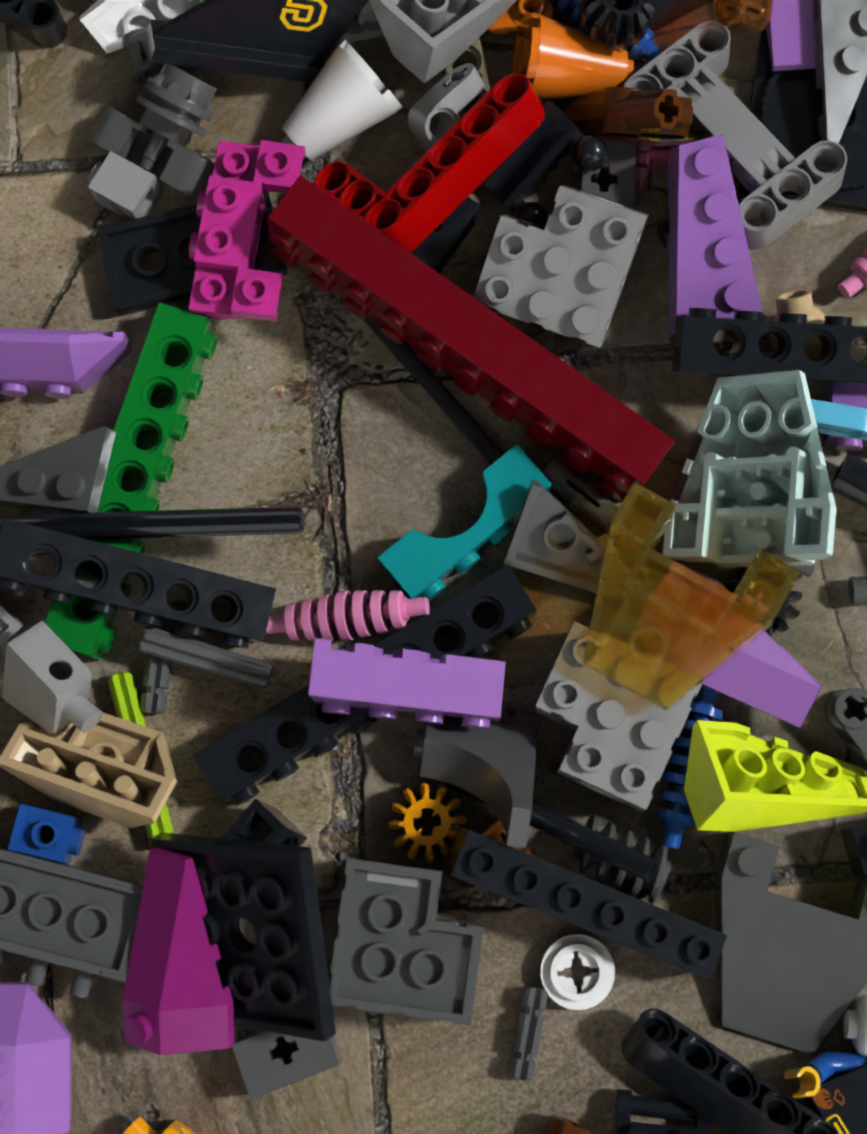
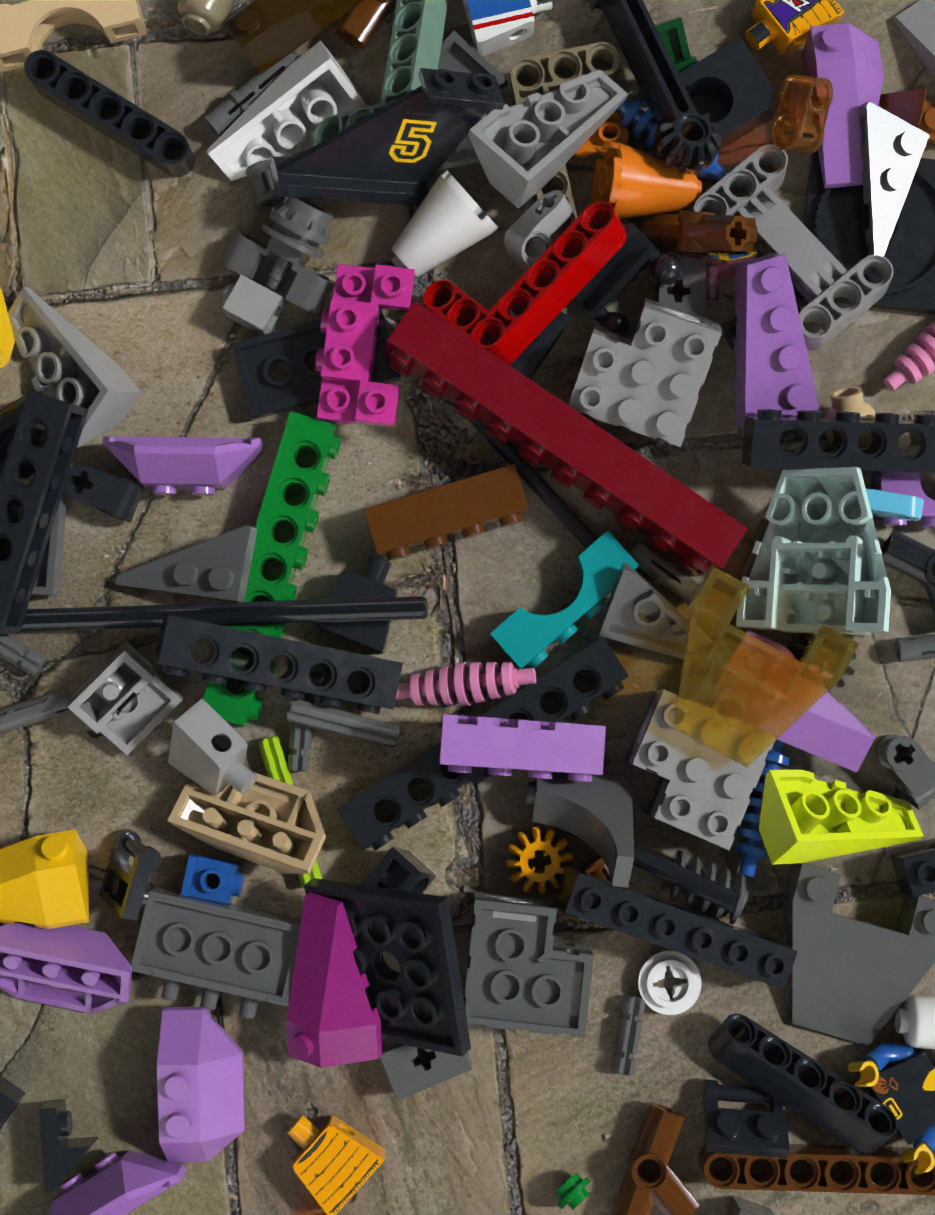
camera: 10 degrees left, 5 degrees up
(240, 552) = (369, 585): none -> black torso
(333, 420) = (447, 511): none -> reddish brown brick

